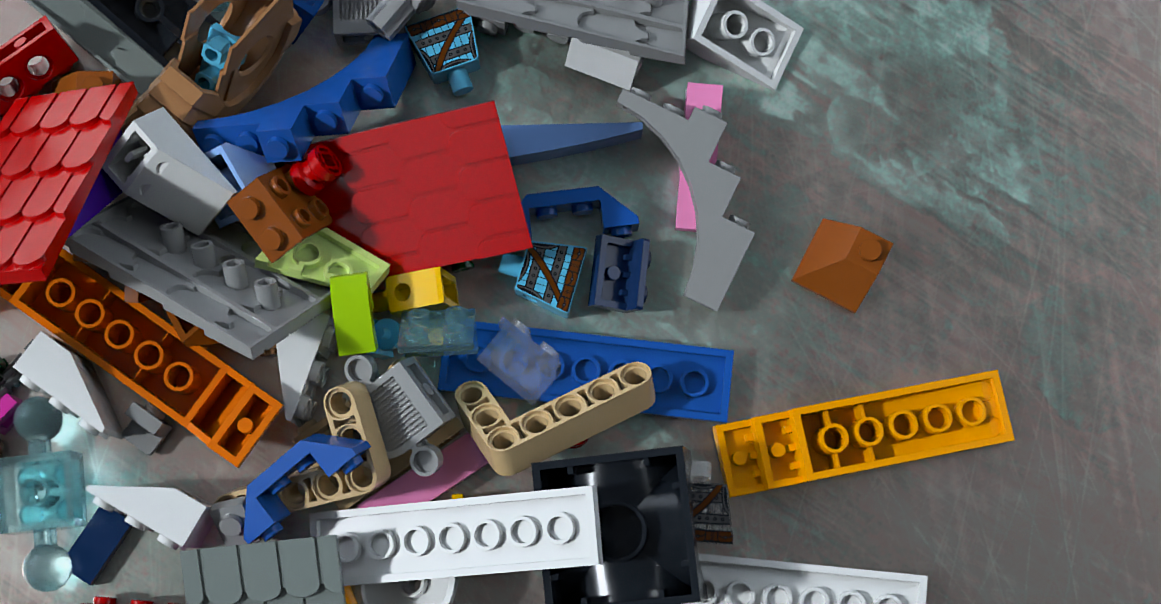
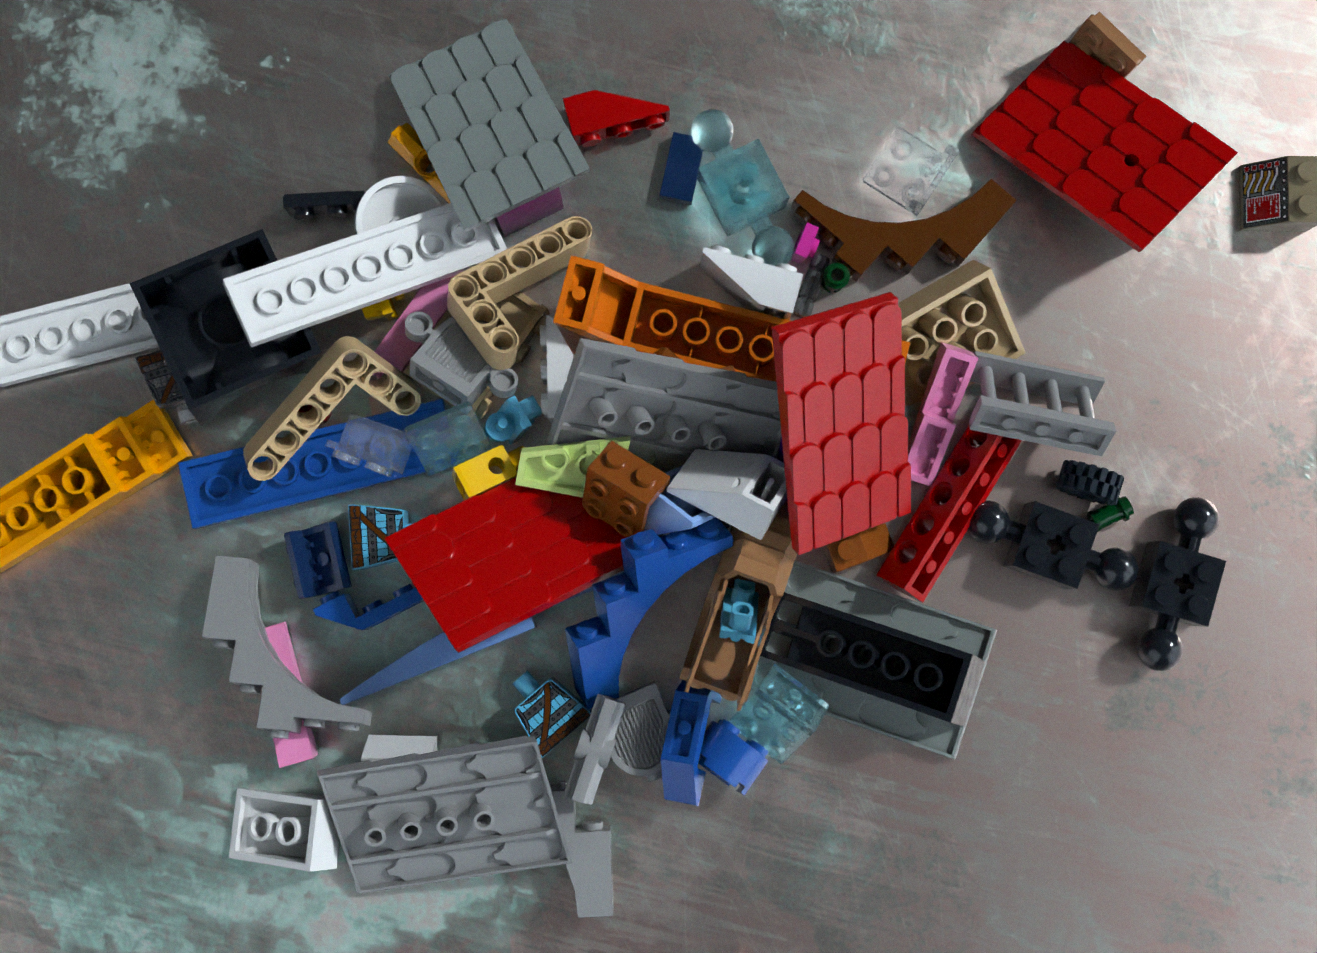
camera: 160 degrees right, 5 degrees up
(146, 428) = (679, 274): light grey bracket -> none
(174, 513) = (632, 210): white slope -> none
(230, 520) = (563, 220): light grey bracket -> none
(263, 506) = (492, 295): blue slope -> none
(318, 168) = (605, 541): red wheel -> none
(353, 314) = (526, 425): lime slope -> none
(842, 263) = (121, 645): dark orange slope -> none

